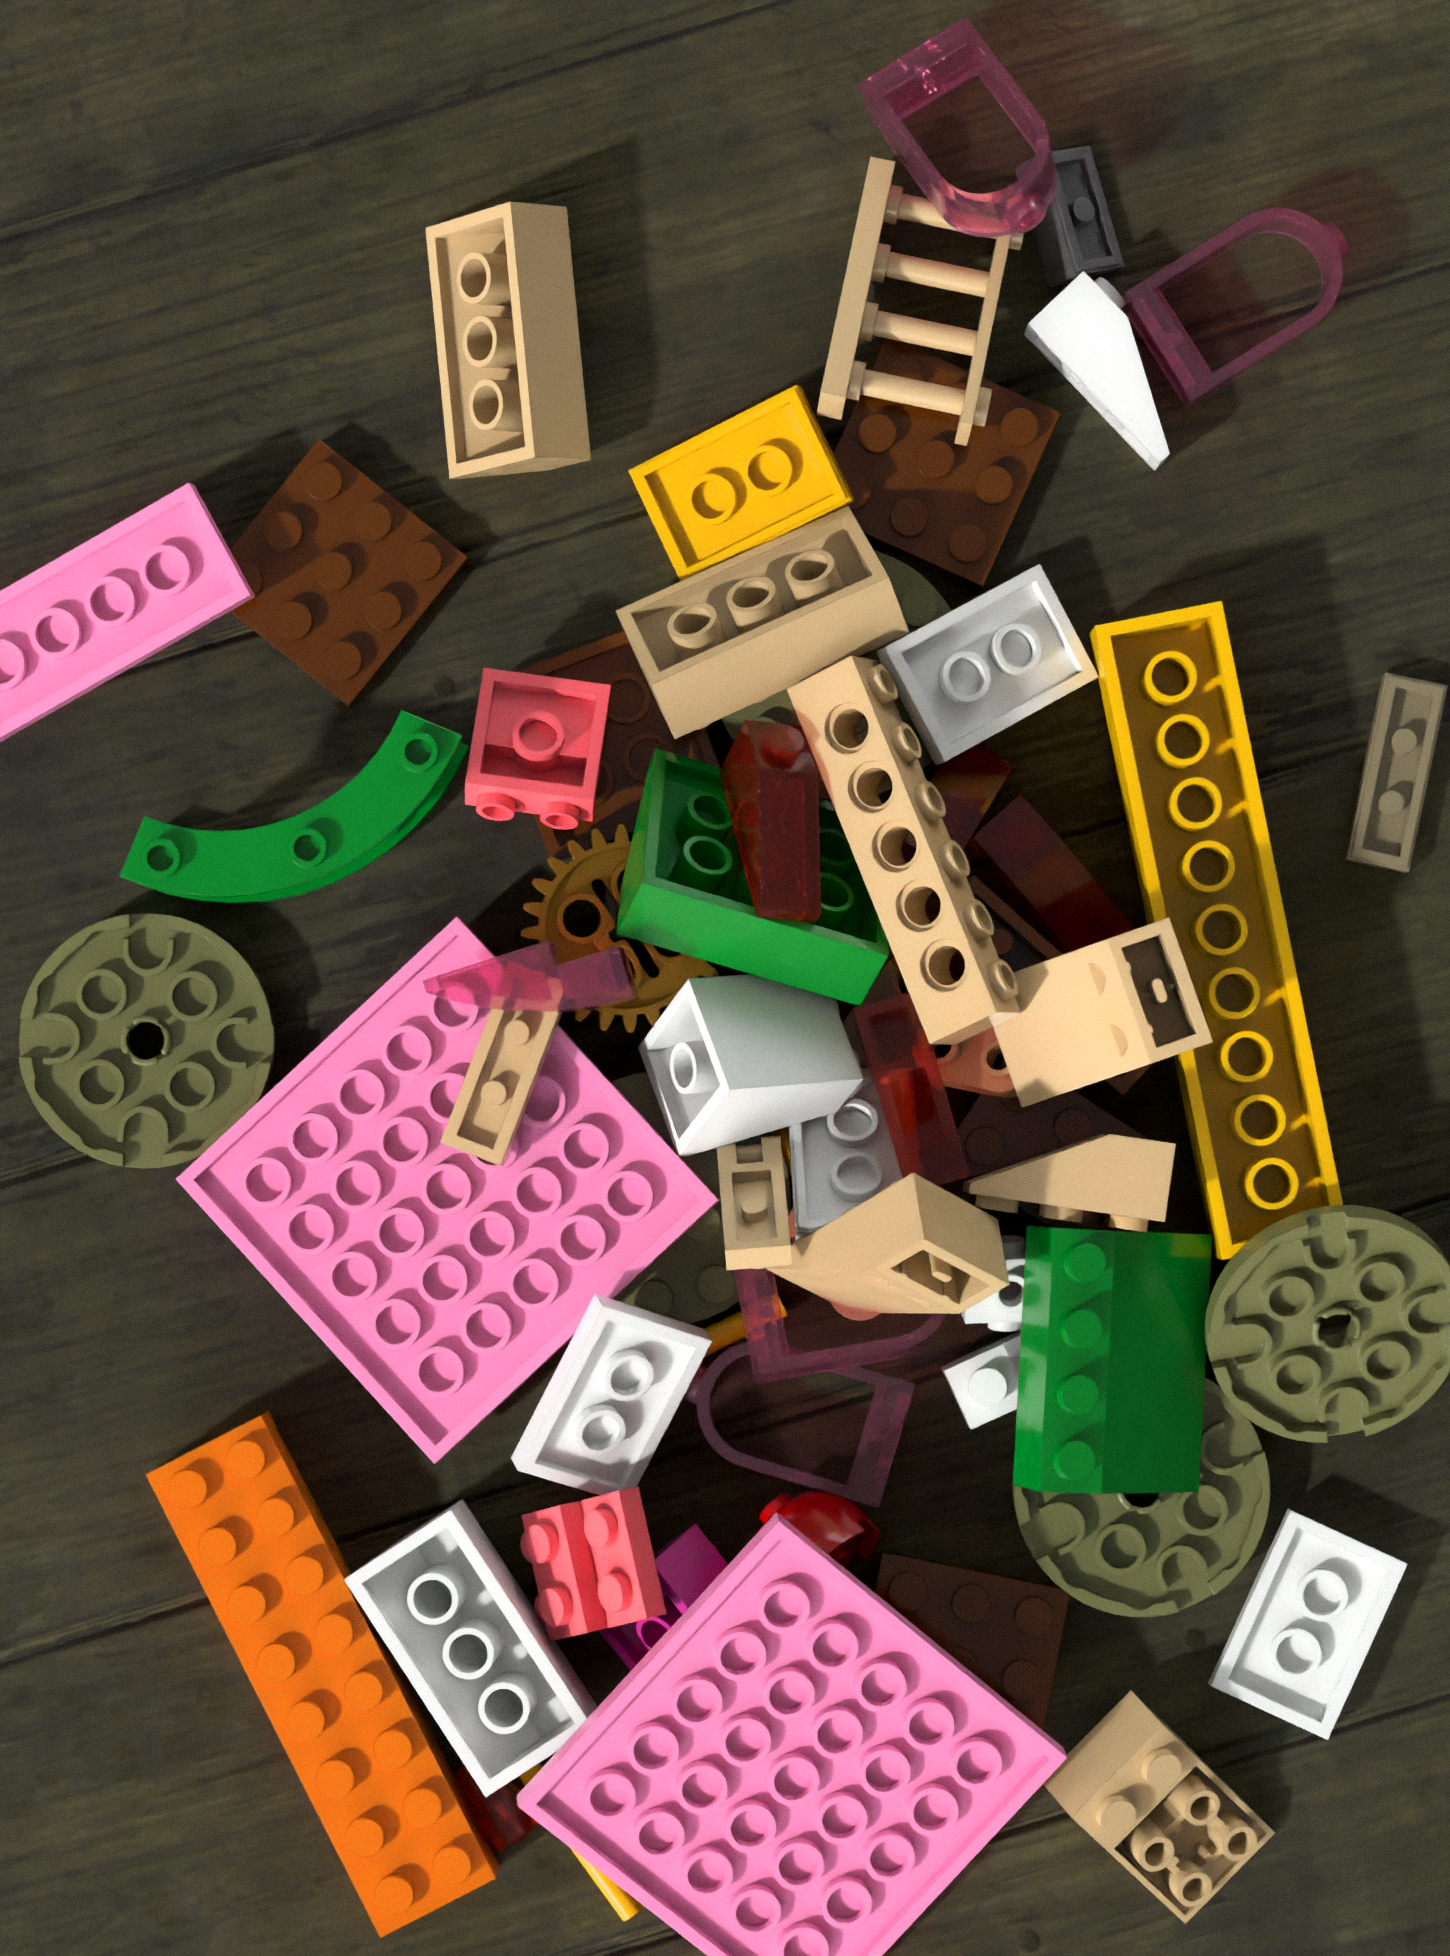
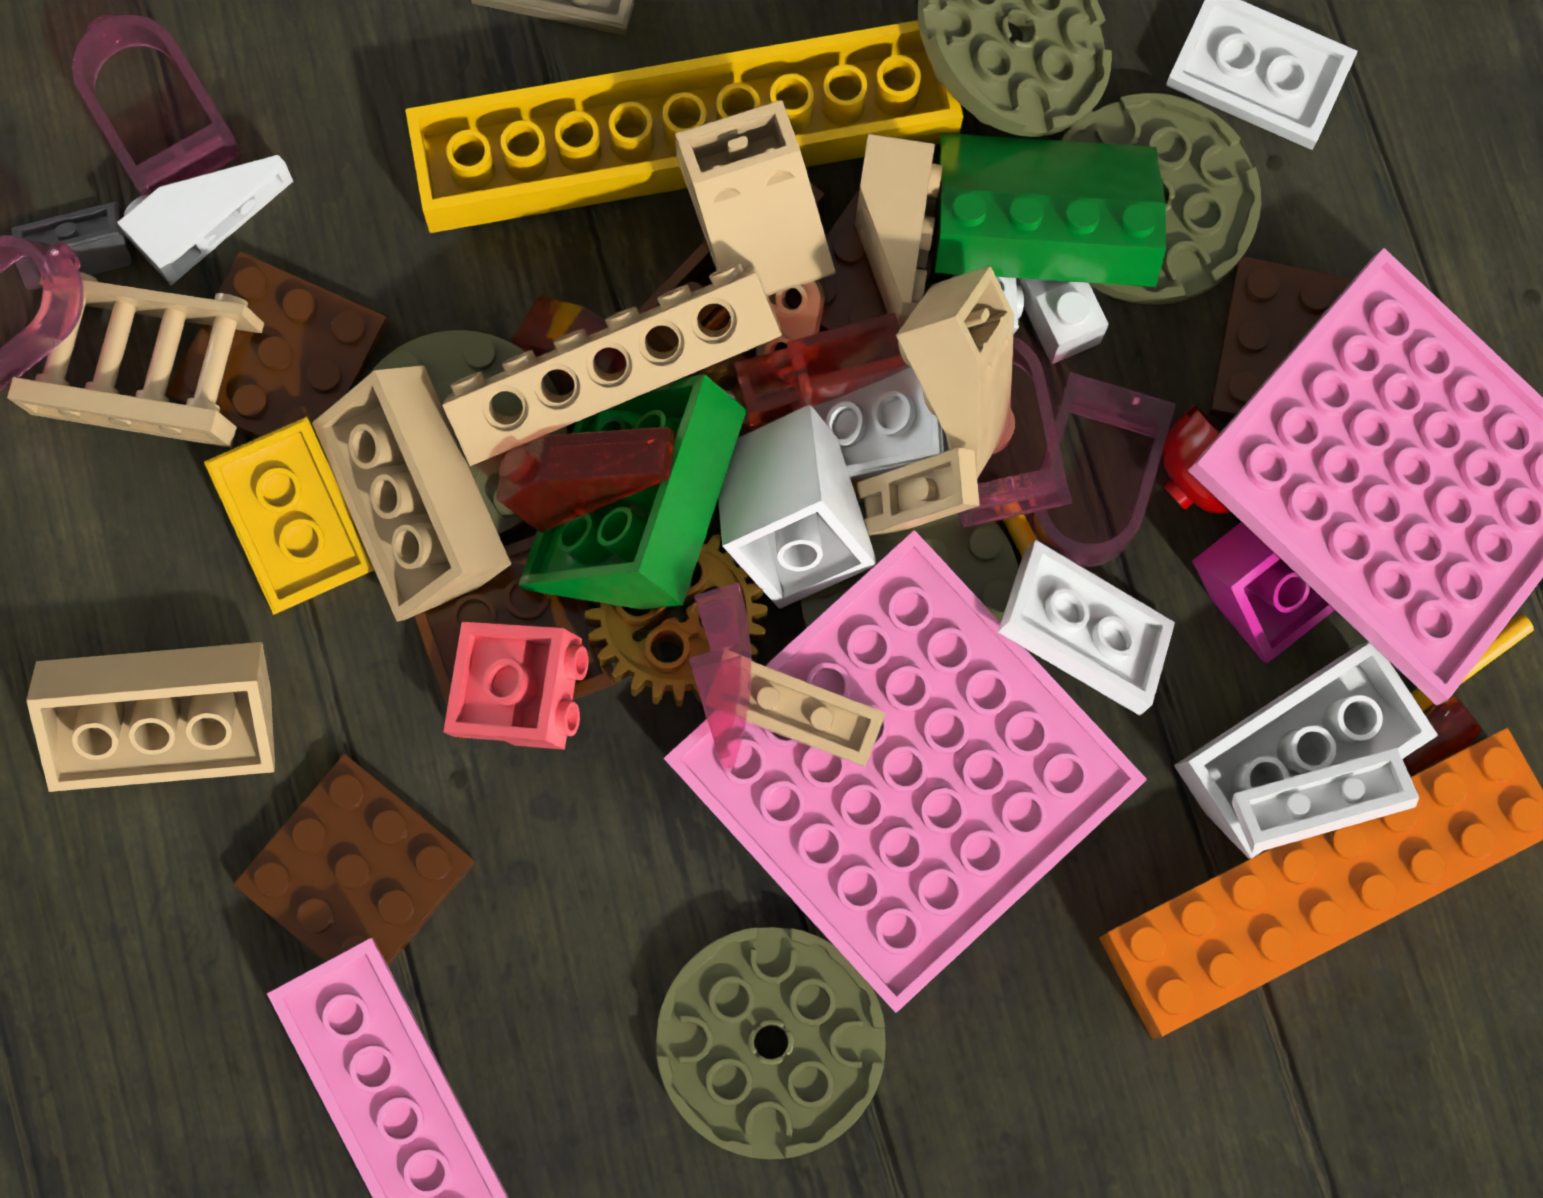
camera: 95 degrees left, 10 degrees down
(315, 846) = (609, 905): green fence -> none
(403, 1662) = (1324, 800): none -> white plate
(592, 1564) = (1231, 644): coral plate -> none
(987, 664) = (453, 307): white plate -> none
(1048, 877) = (637, 261): clear red slope -> none
(1157, 1807) = (1416, 187): tan slope -> none

